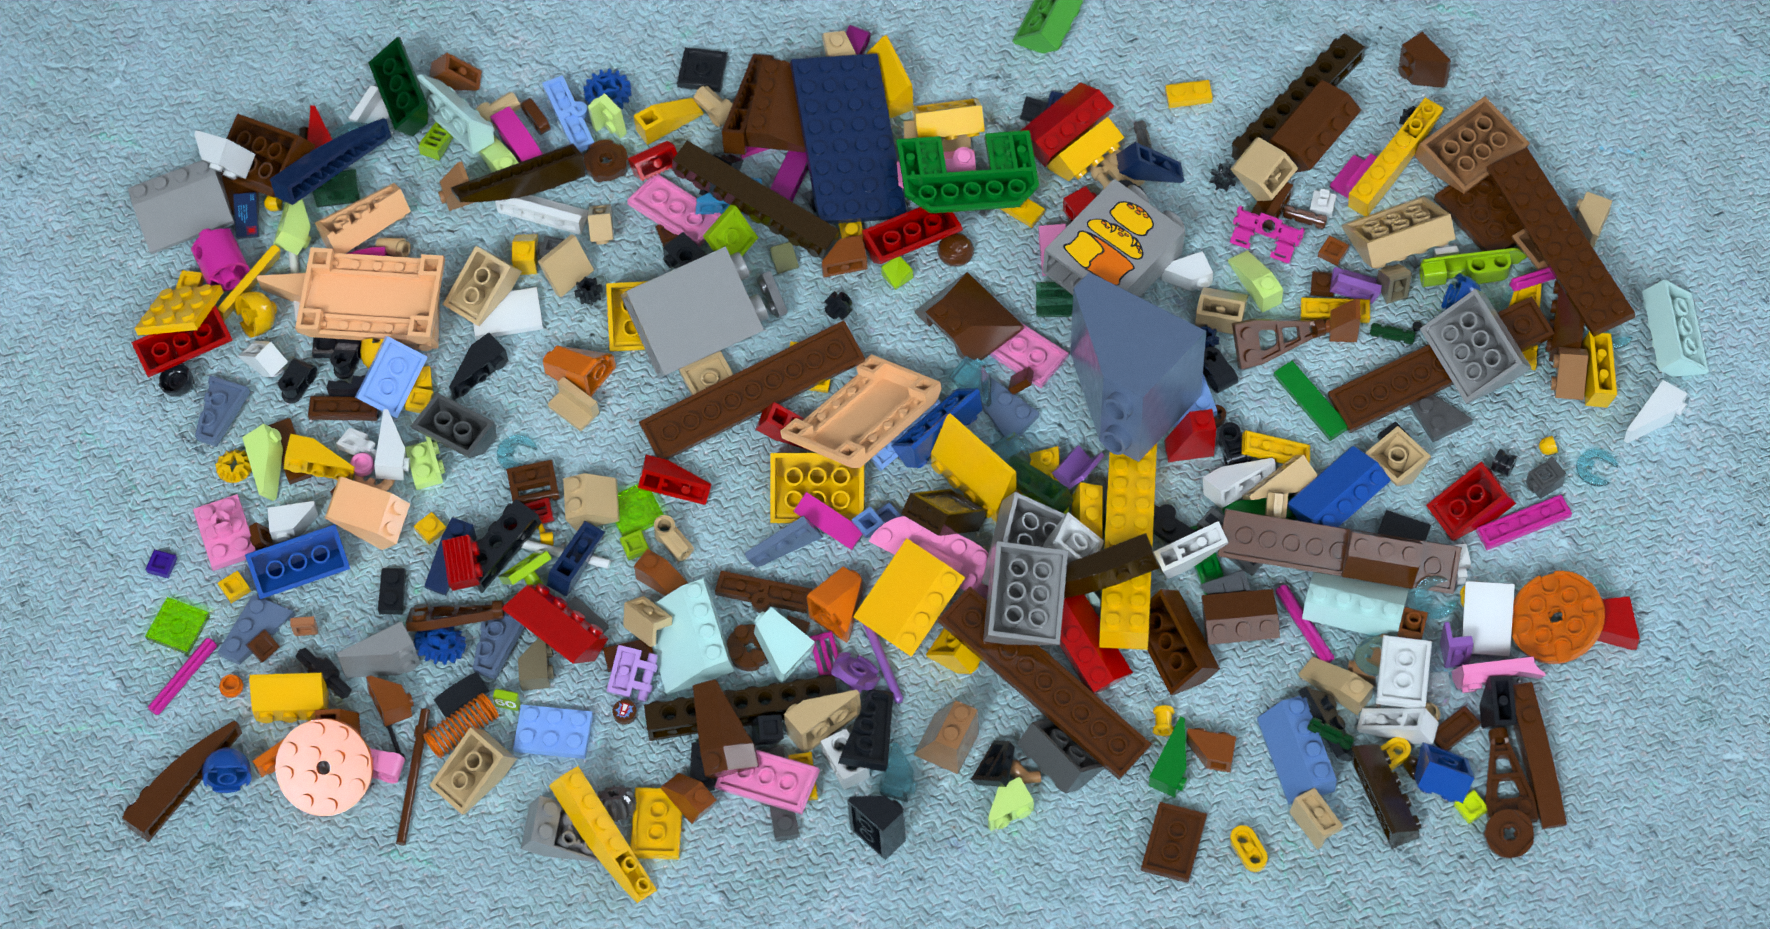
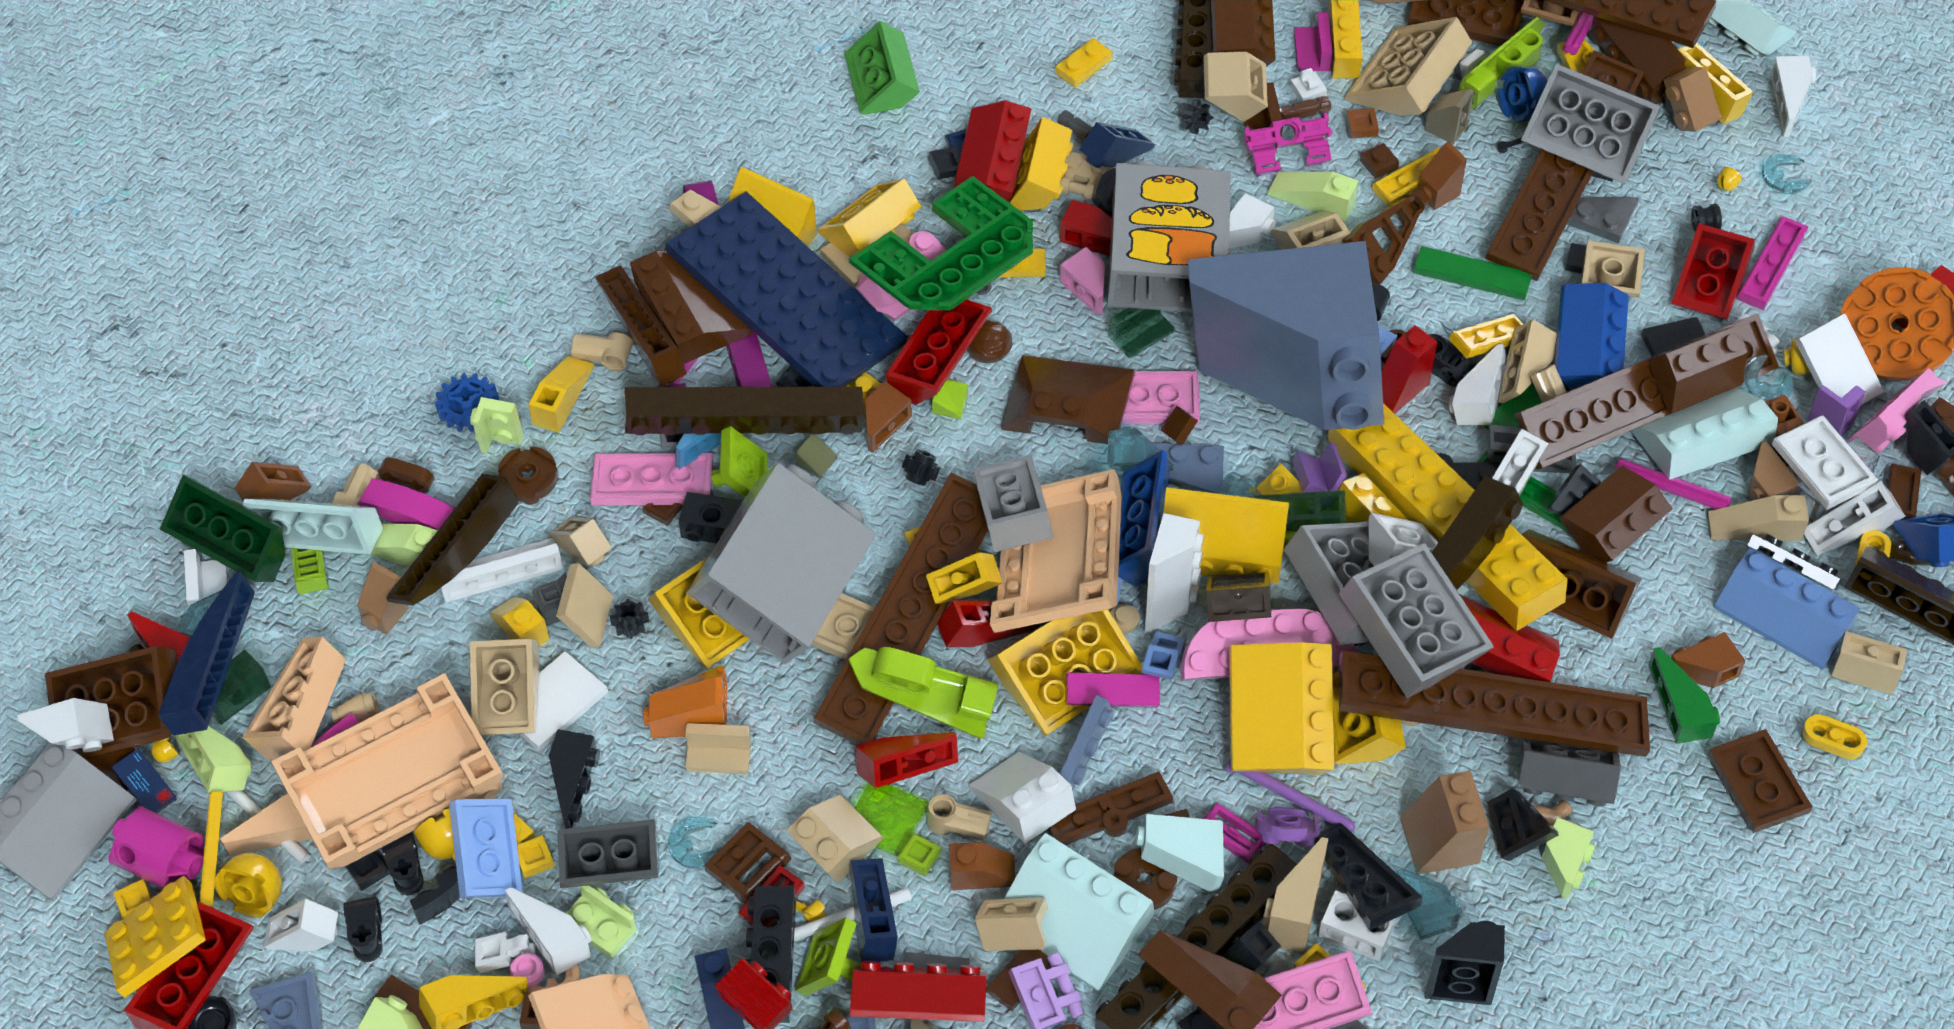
camera: 40 degrees left, 5 degrees down
(340, 409) = (444, 926): reddish brown tile -> none
(430, 528) = (668, 989): yellow plate -> none
(569, 113) = (442, 449): light blue hinge -> none
(653, 160) = (587, 440): red brick -> none
(702, 68) = (552, 322): black tile -> none
(719, 448) = (932, 691): none -> lime panel
(719, 550) = (1025, 795): none -> white slope
(772, 294) = (838, 490): flat silver wing -> none
(795, 393) = (964, 578): none -> yellow slope
(836, 602) = (1202, 769): orange slope -> none
(861, 363) = (1012, 503): none -> light grey slope
(878, 482) = (1126, 617): none -> tan plate
(913, 466) = (1173, 570): none -> white slope
(1163, 720) = (1634, 666): yellow bush -> none
(1330, 733) = (1816, 565): dark green axle -> none
(1354, 285) = (1415, 141): medium lavender panel -> none
(1363, 650) = (1763, 469): clear light blue head -> none
(1392, 333) = (1489, 165): dark green axle -> none
(1545, 478) = (1756, 208): dark grey window -> none

